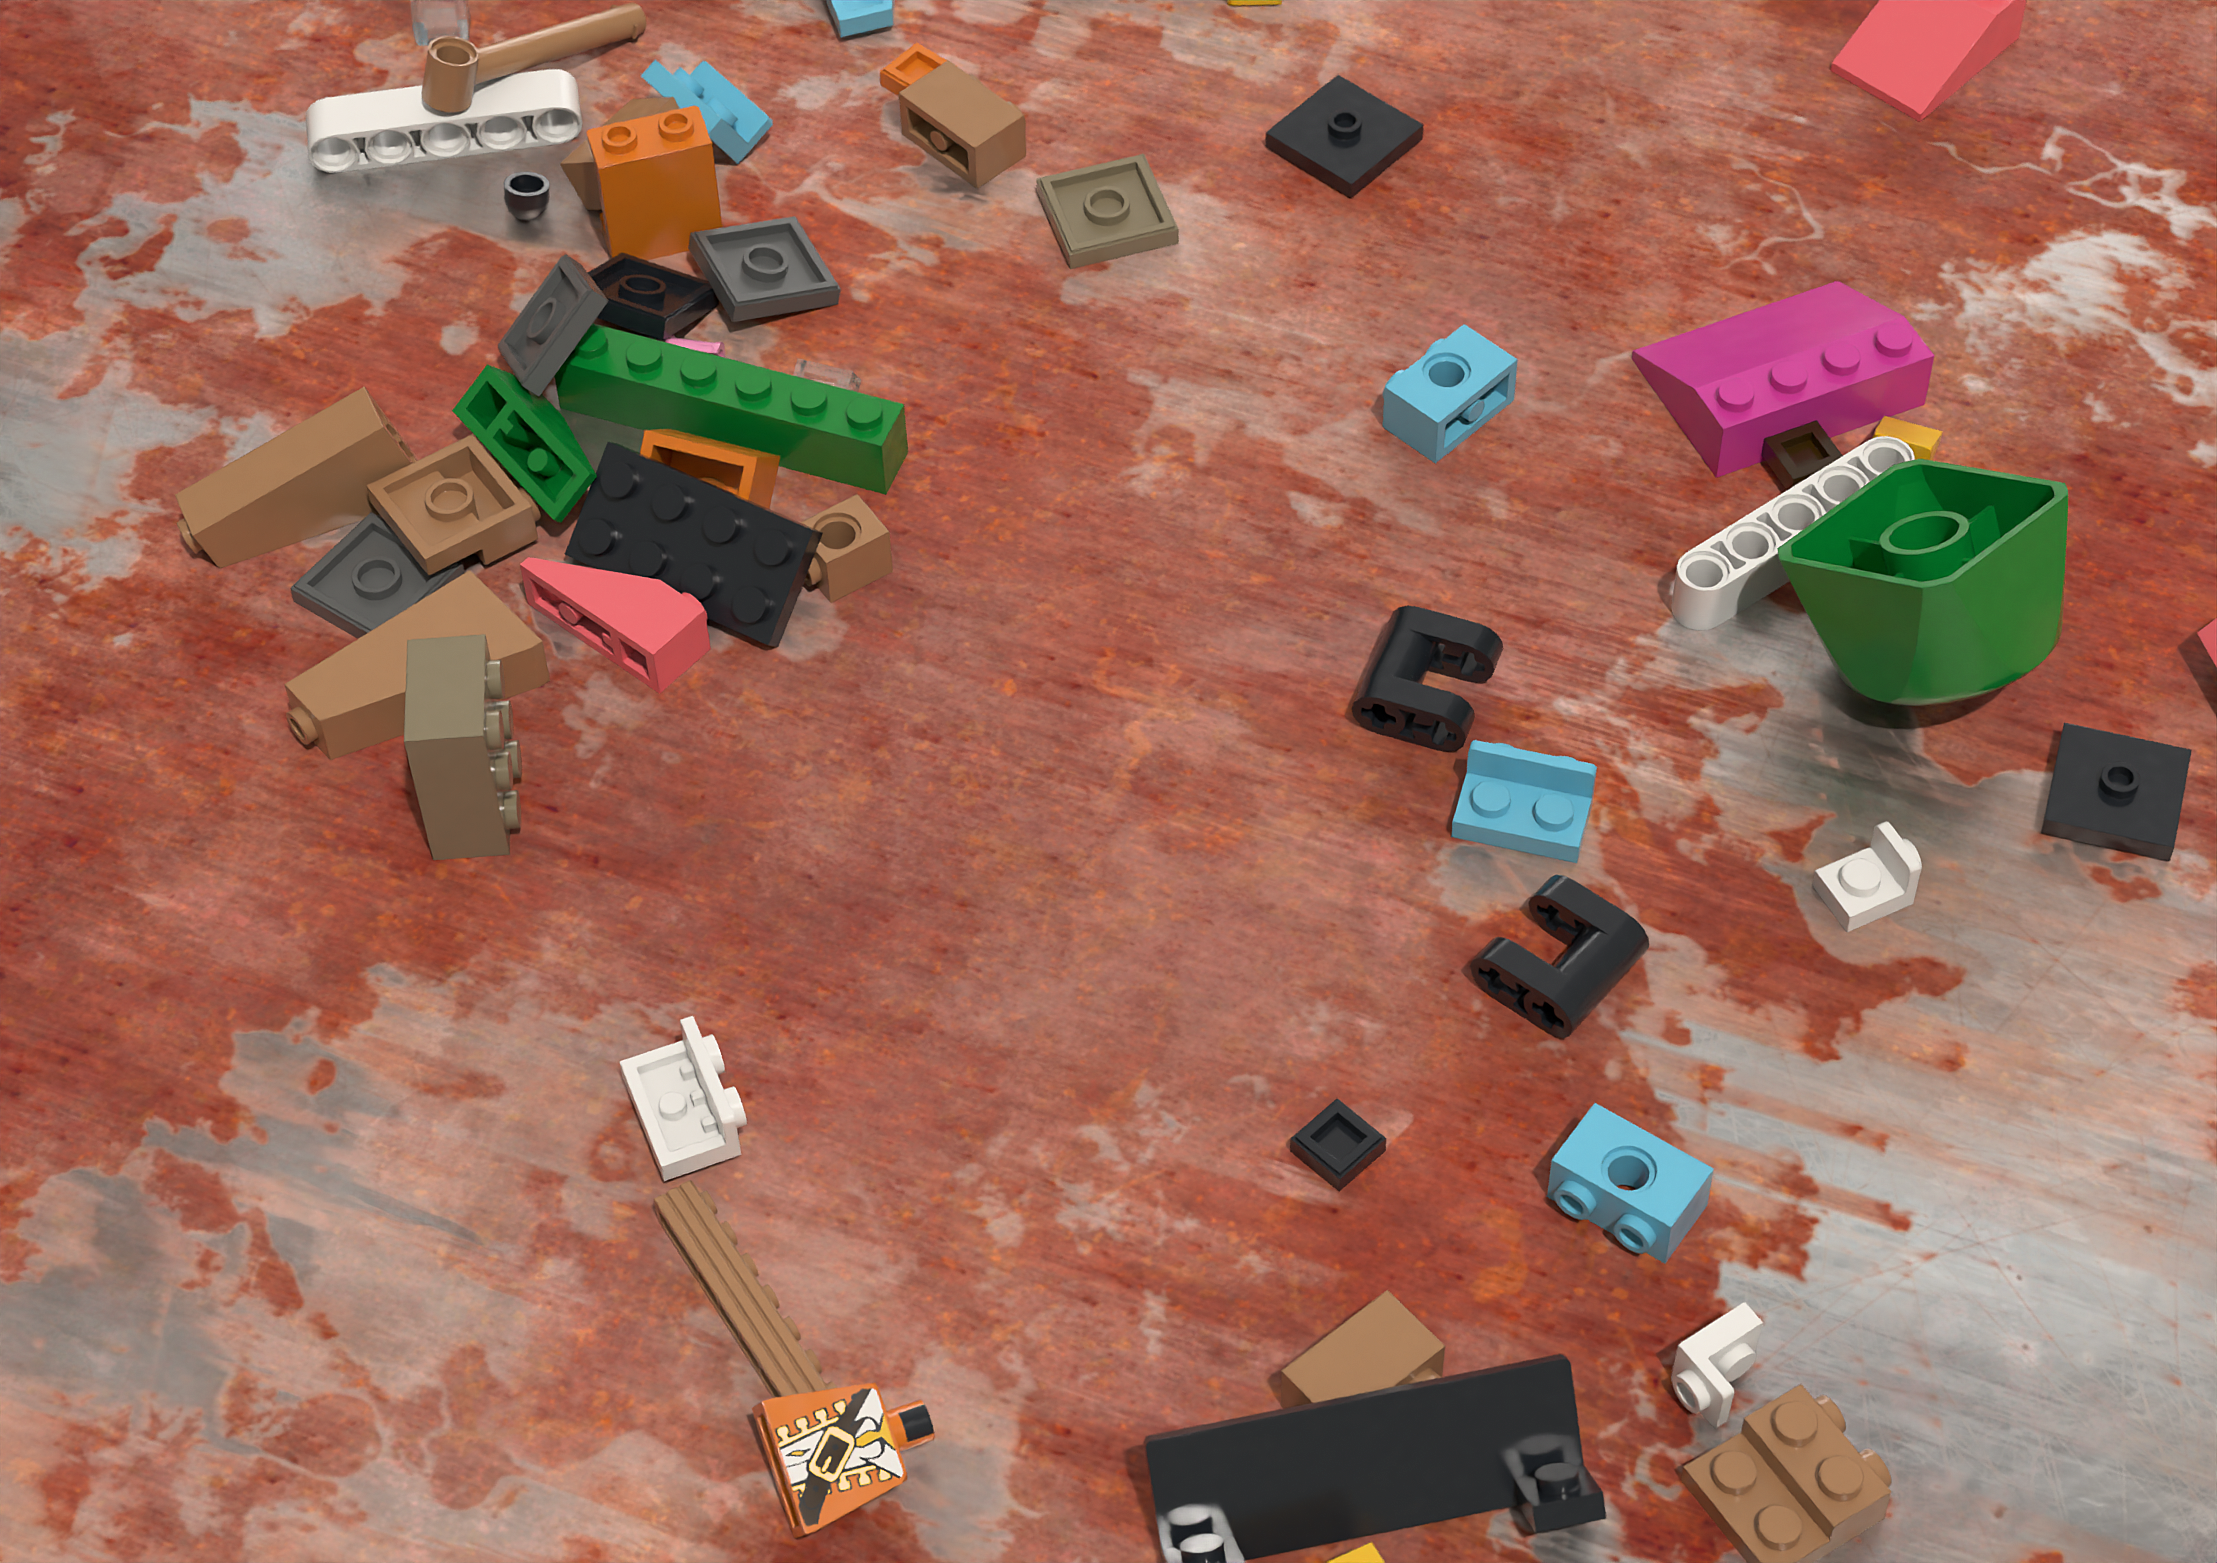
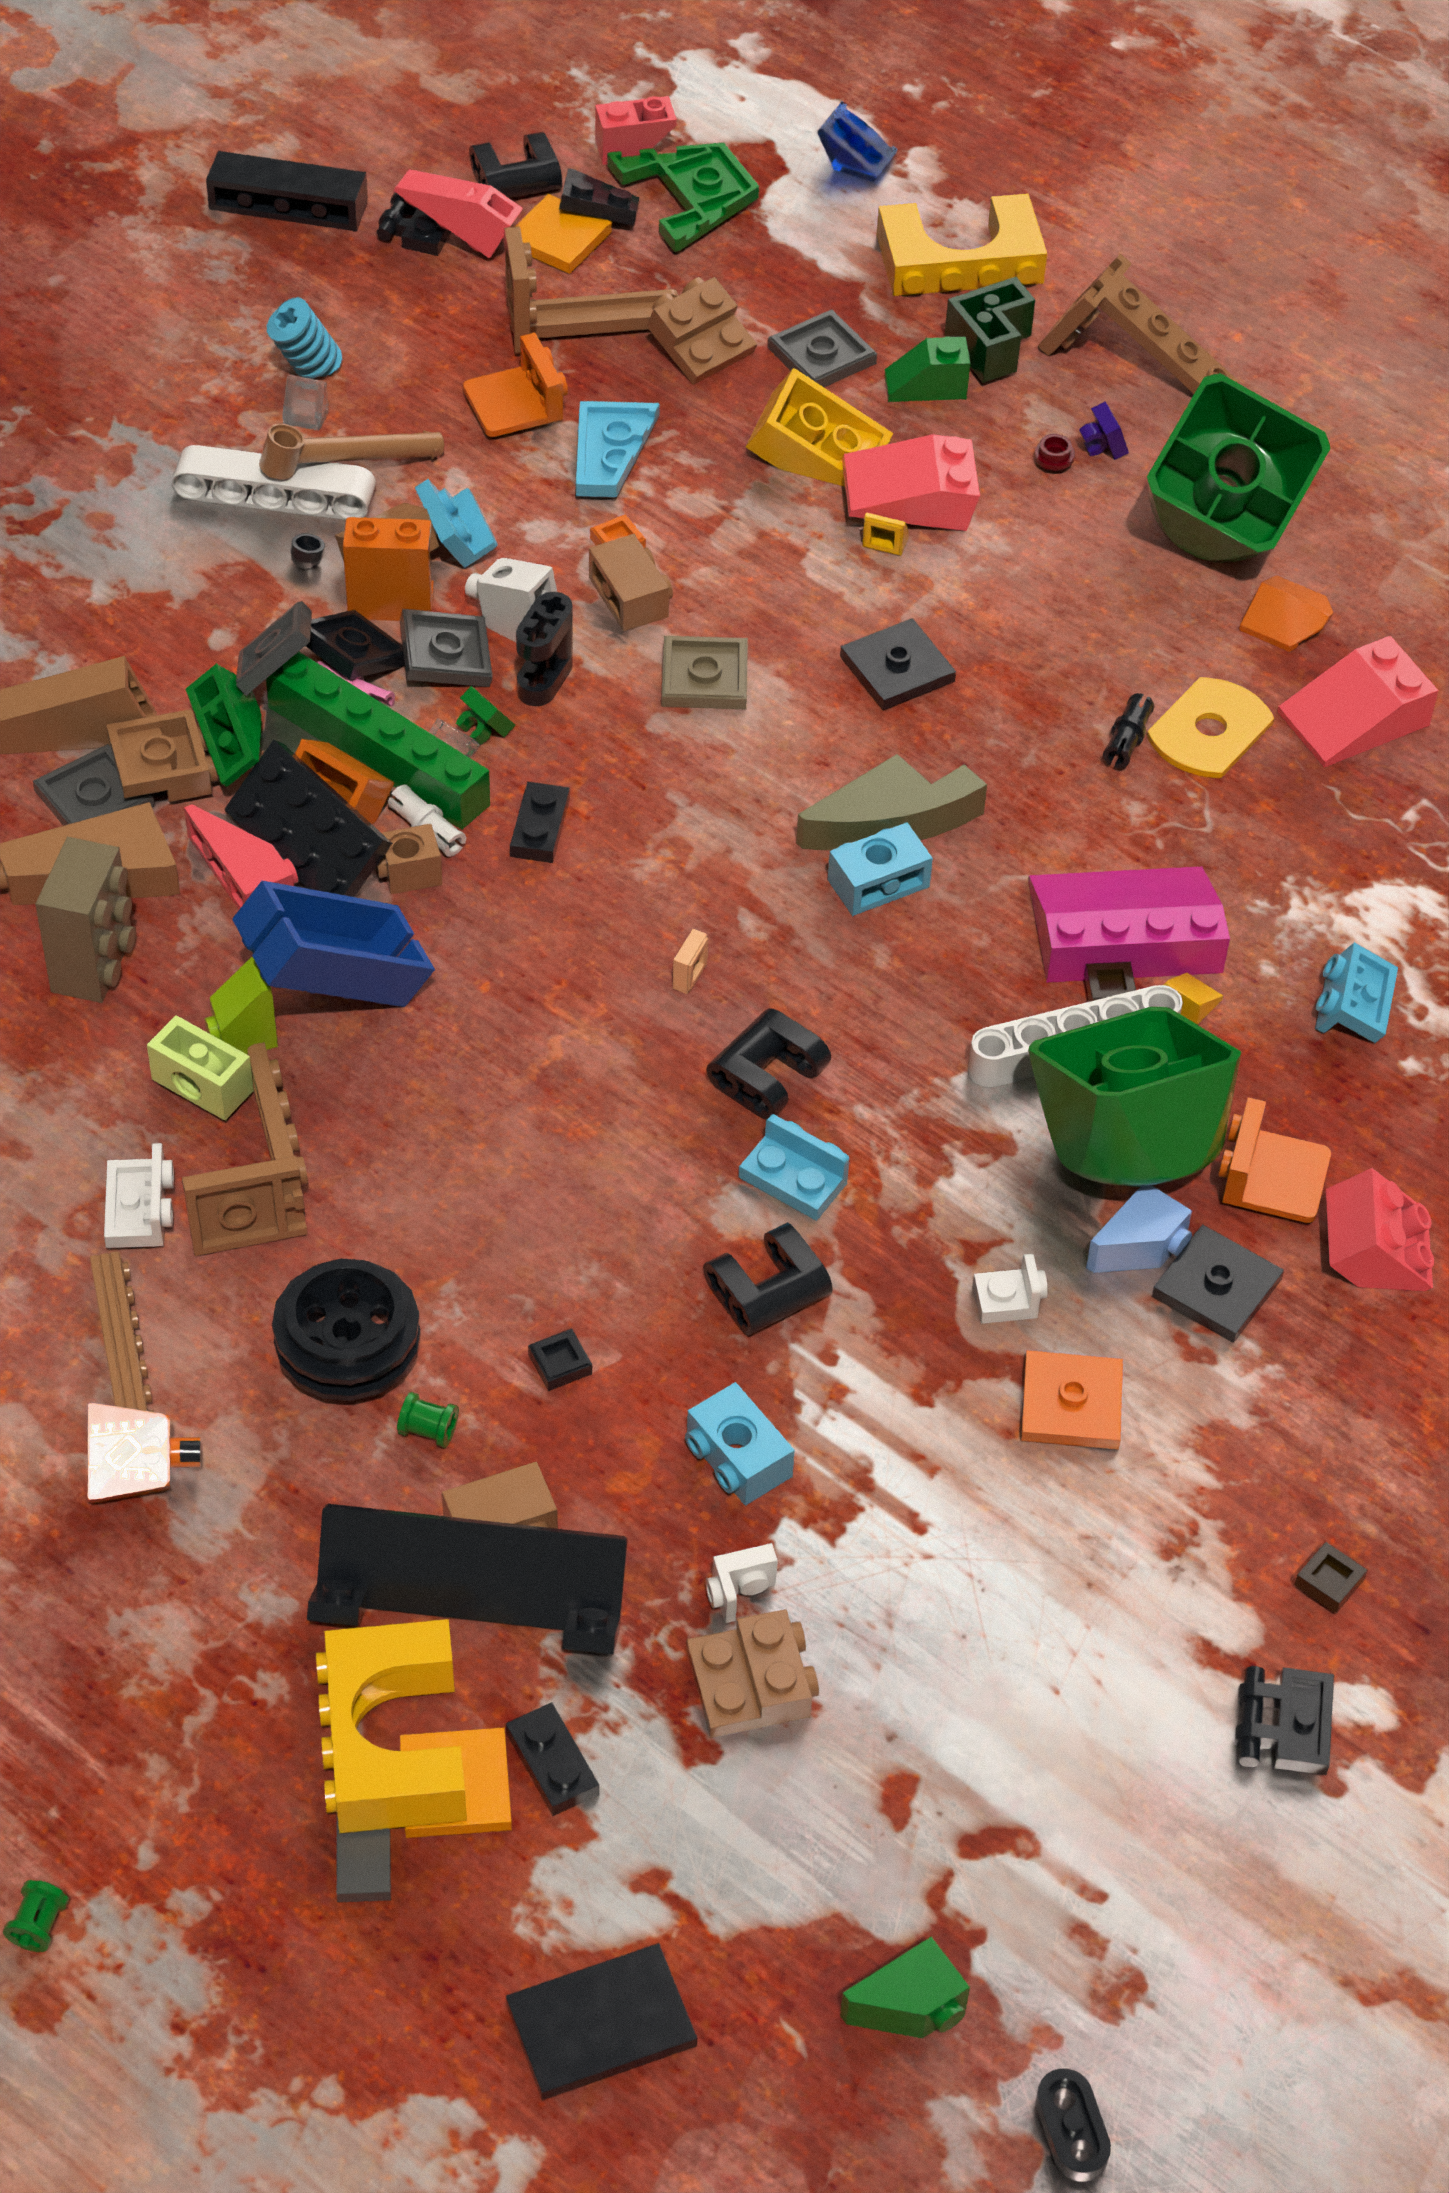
camera: 15 degrees right, 0 degrees up
(693, 900) = (200, 1067): none -> yellowish green brick
(719, 808) = (243, 1010): none -> lime slope
(809, 685) = (332, 944): none -> blue piece
(832, 488) = (419, 813): none -> white pin
(836, 183) = (508, 592): none -> white torso
(853, 336) = (484, 714): none -> green tile
(853, 1053) = (258, 1199): none -> medium nougat bracket
(901, 232) = (547, 646): none -> black connector
(985, 456) = (539, 822): none -> black plate
(1045, 1228) = (354, 1353): none -> black wheel
(1207, 1279) = (428, 1419): none -> green bush
(1267, 577) = (690, 961): none -> light nougat tile
(1426, 301) = (890, 797): none -> olive slope
(1670, 140) = (1128, 730): none -> black pin
(1756, 145) = (1203, 755): none -> yellow piece
(2000, 755) = (1141, 1233): none -> light blue slope
(2012, 995) = (1072, 1400): none -> orange plate
(2104, 381) = (1357, 993): none -> medium azure bracket
(2120, 630) = (1272, 1170): none -> orange bracket

